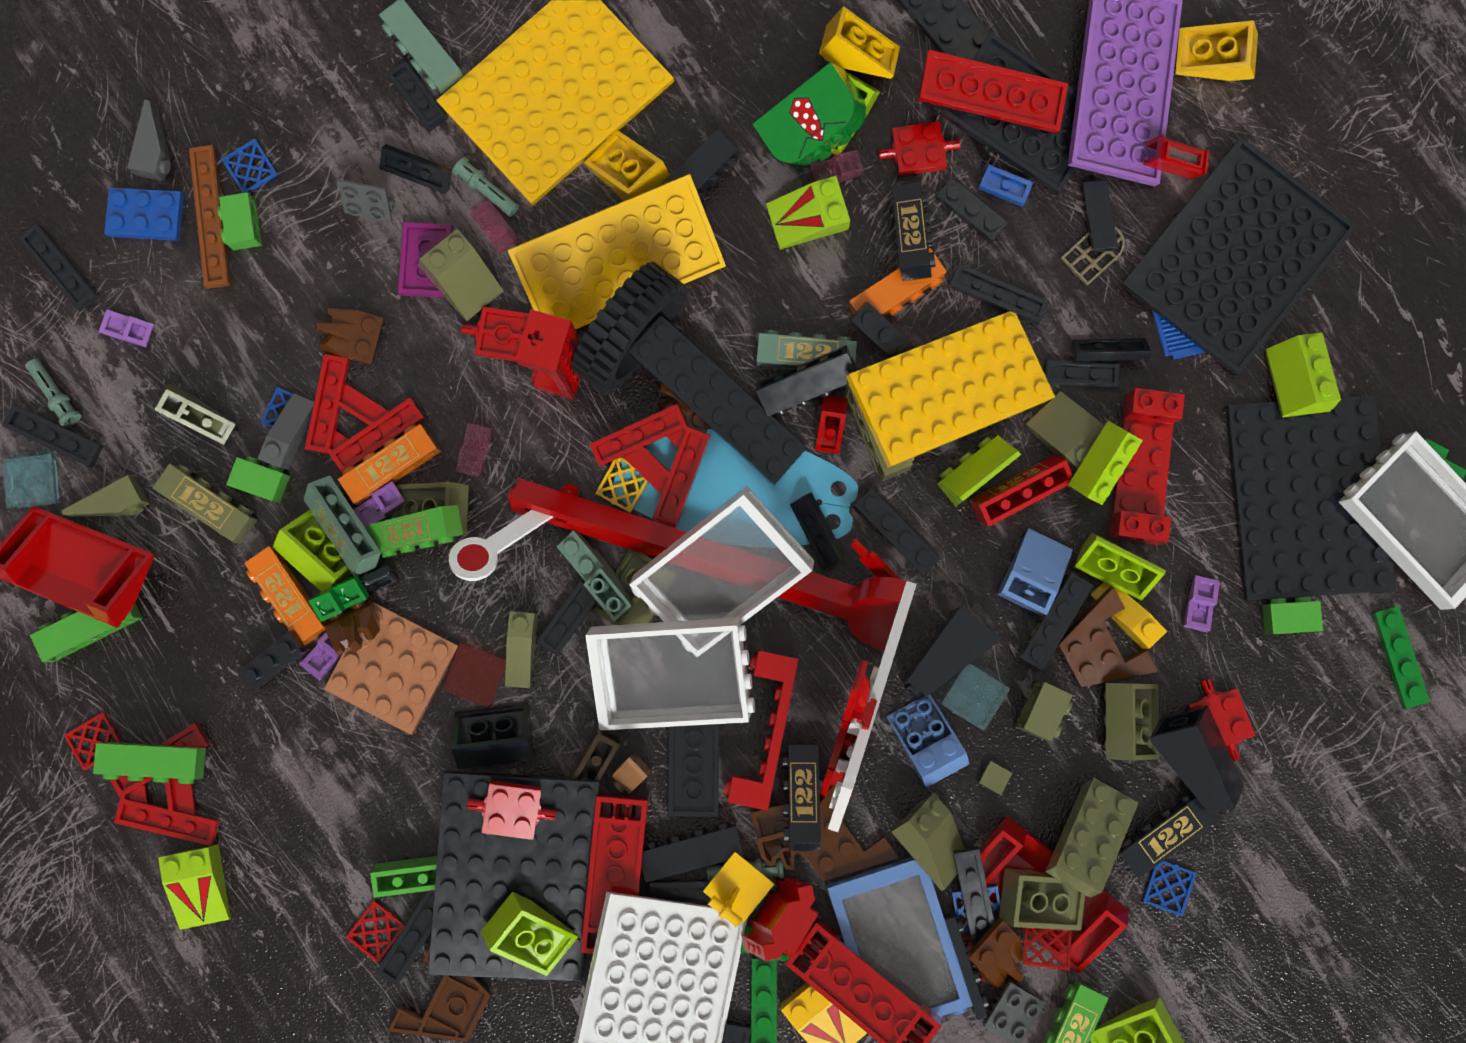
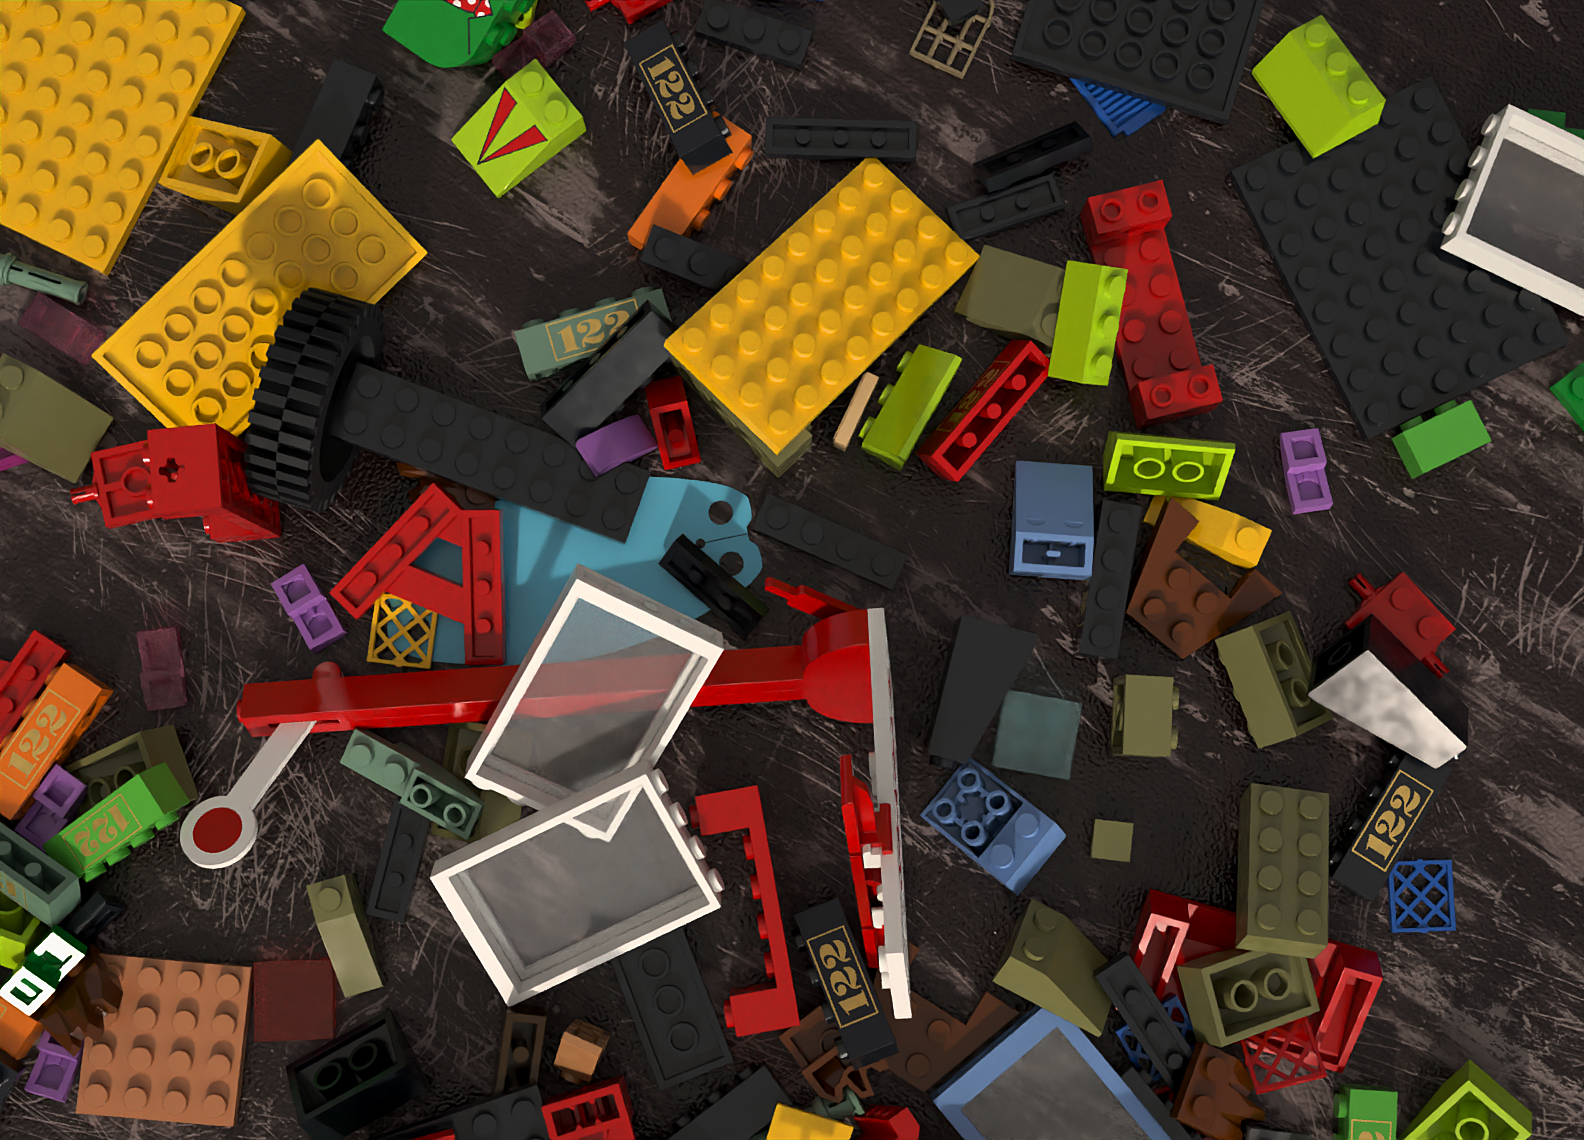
camera: 30 degrees left, 0 degrees up
(573, 449) = (309, 608): none -> medium lavender slope
(793, 423) = (616, 444): none -> medium lavender slope
(937, 465) = (855, 411): none -> tan tile

